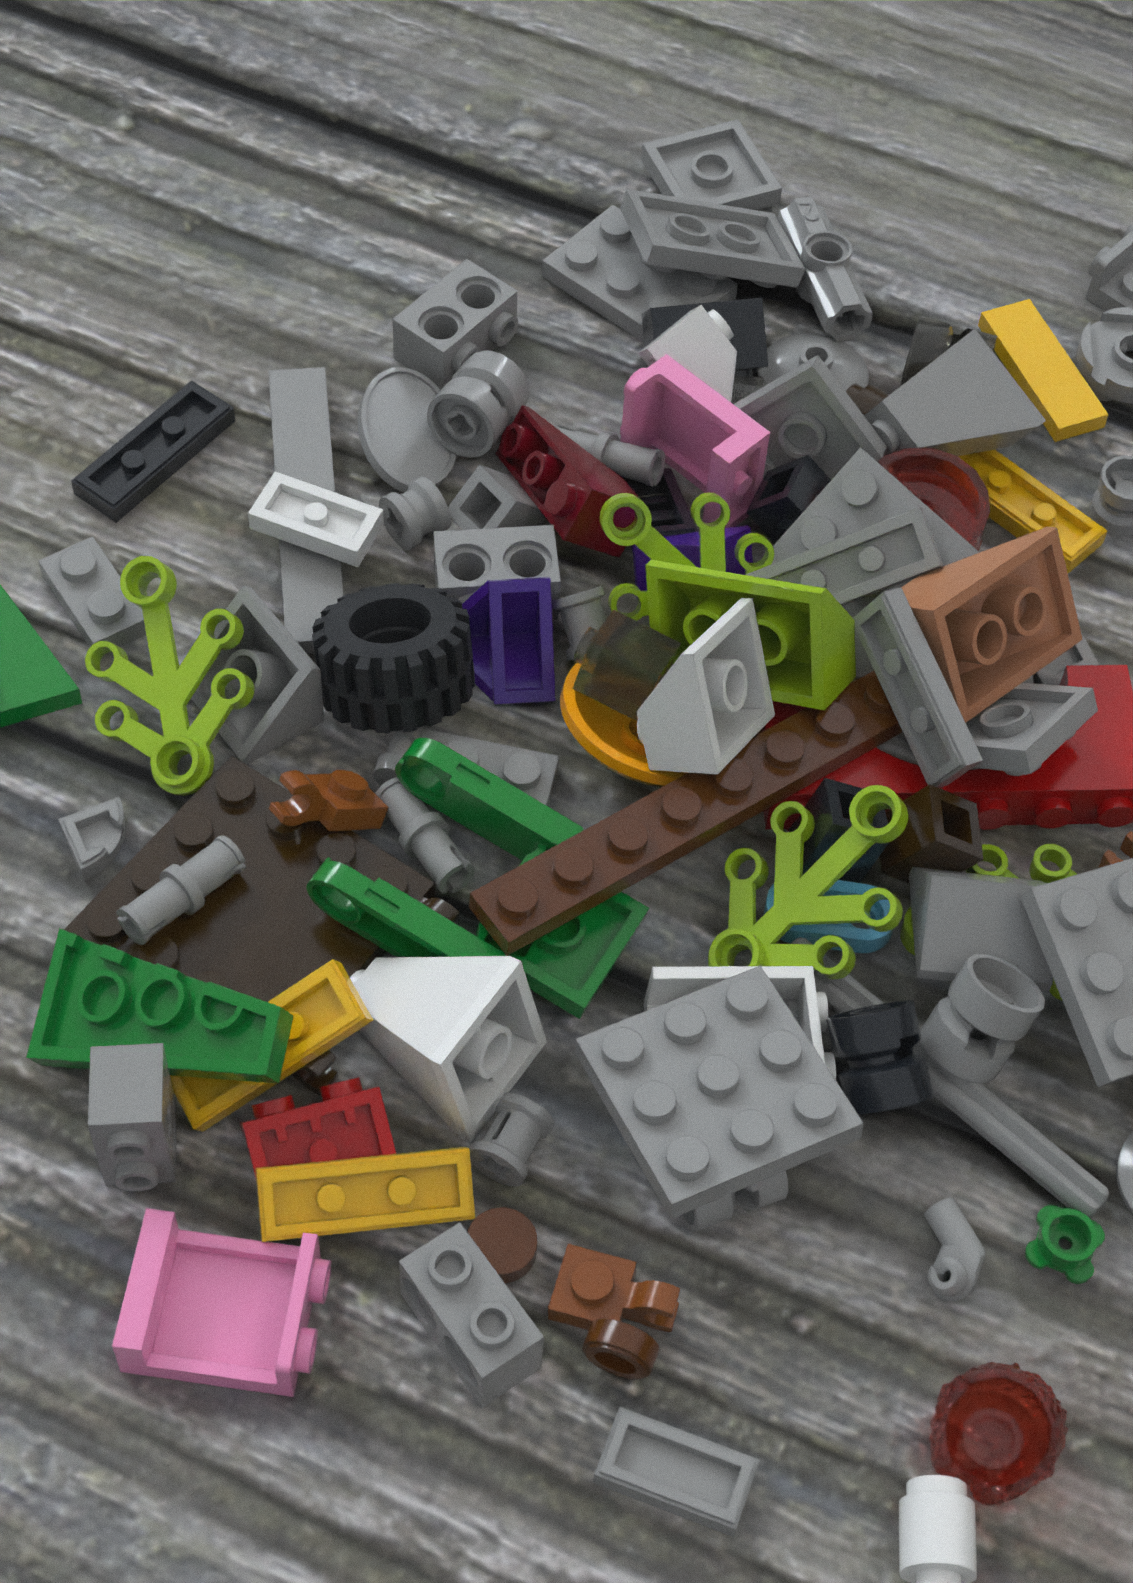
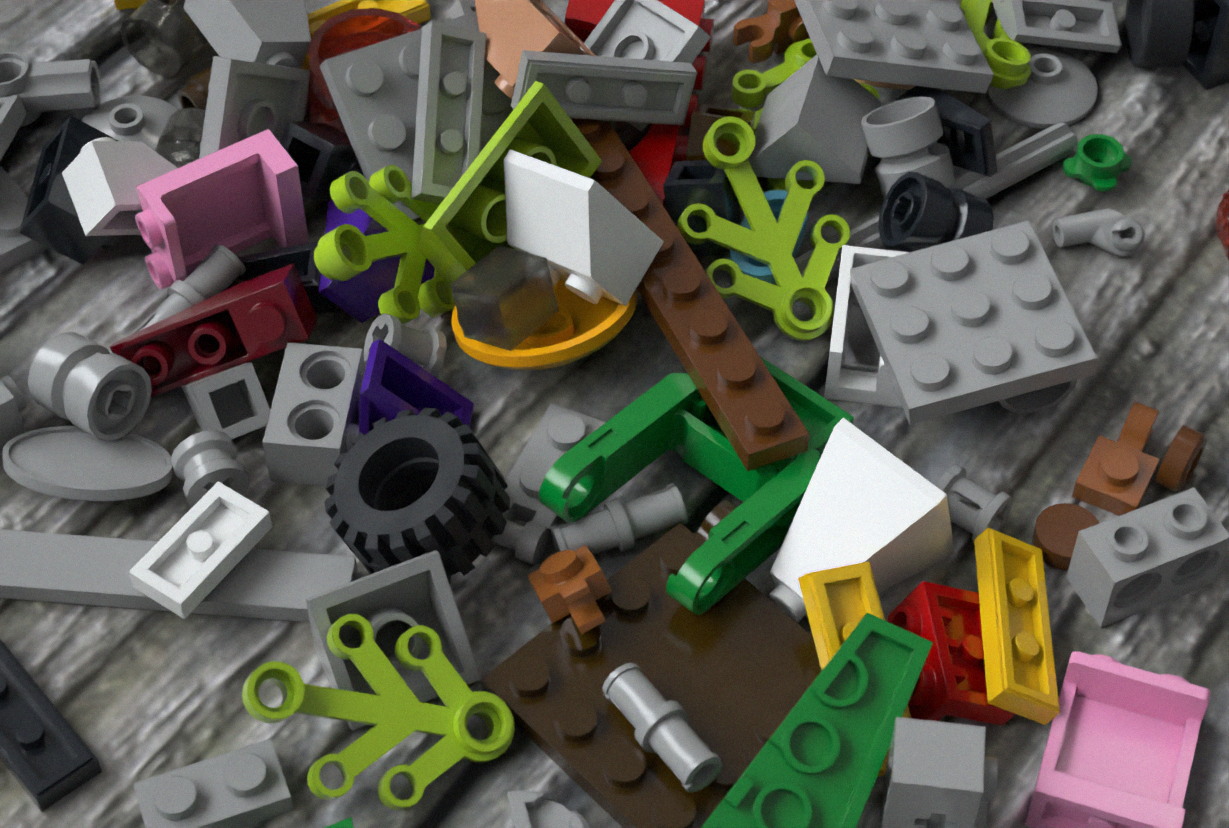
camera: 75 degrees left, 5 degrees down
(1040, 1059) = (965, 131): none -> black slope

